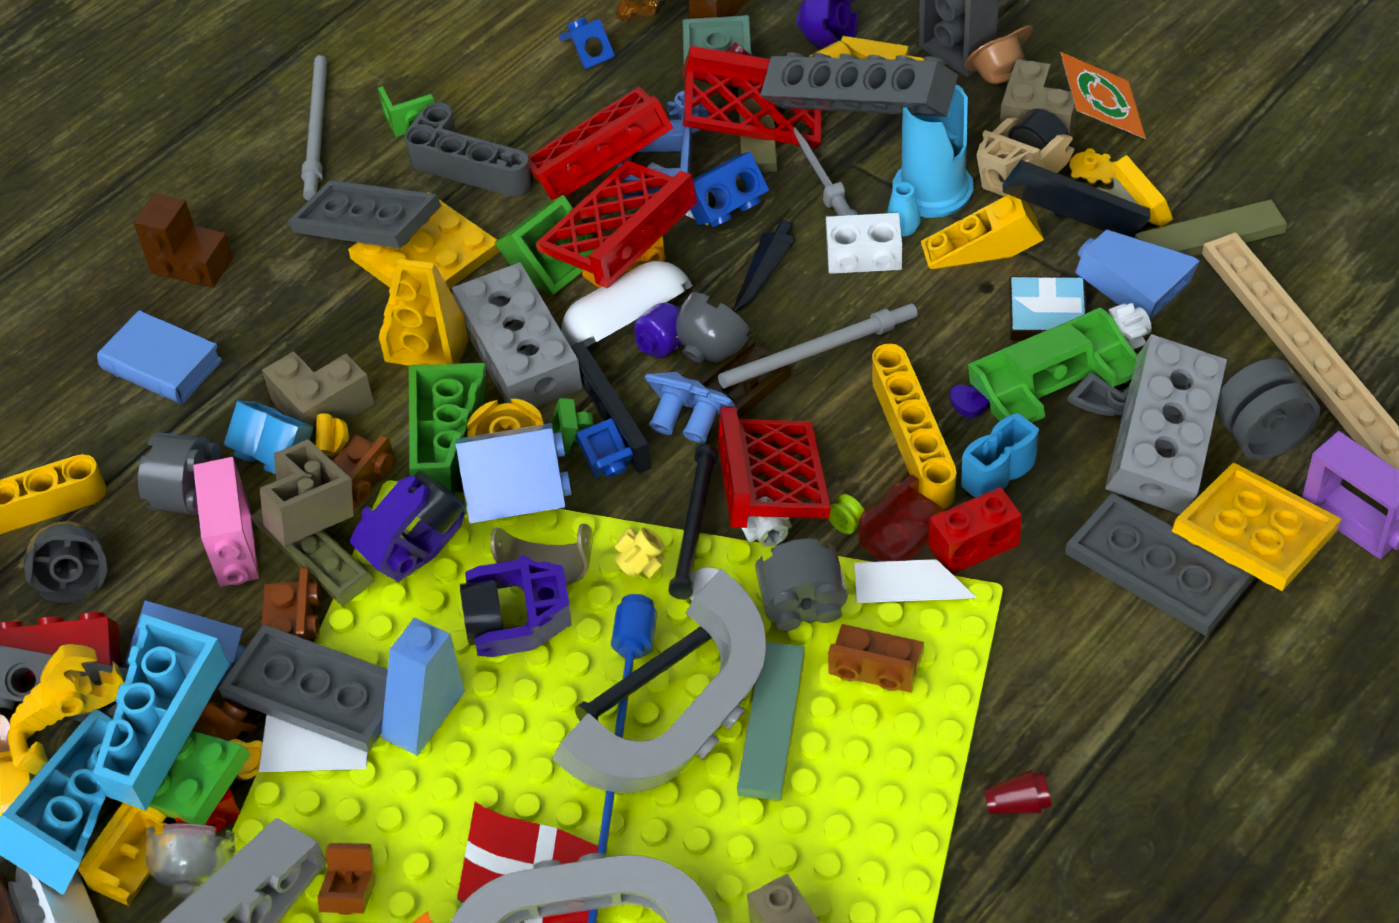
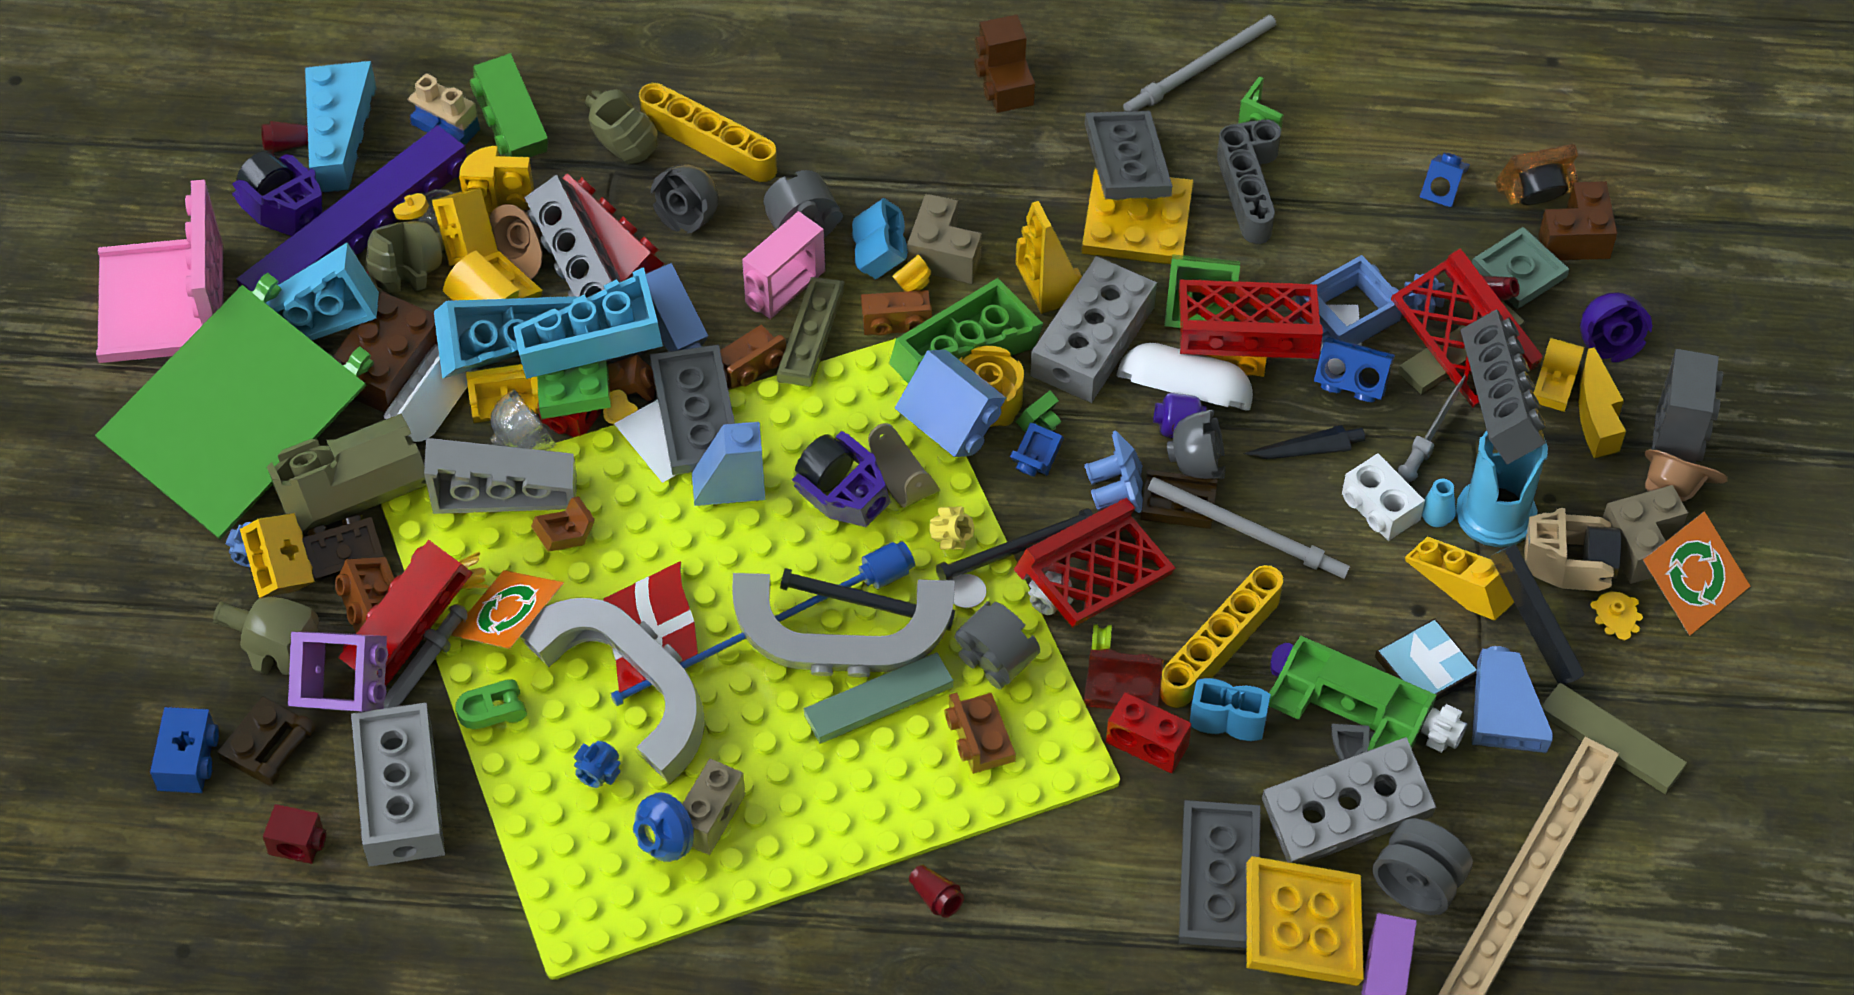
camera: 50 degrees right, 5 degrees up
(58, 695) = (562, 268): yellow animal -> none
(159, 357) = (900, 126): medium blue piece -> none
(306, 495) = (832, 297): dark tan brick -> none
(383, 531) = (859, 373): dark purple piece -> none
(599, 143) = (1321, 254): red fence -> none
(610, 406) = (1078, 429): black tile -> none
(906, 582) = (1069, 715): white sticker -> none
(1135, 187) = (1602, 657): yellow piece -> none

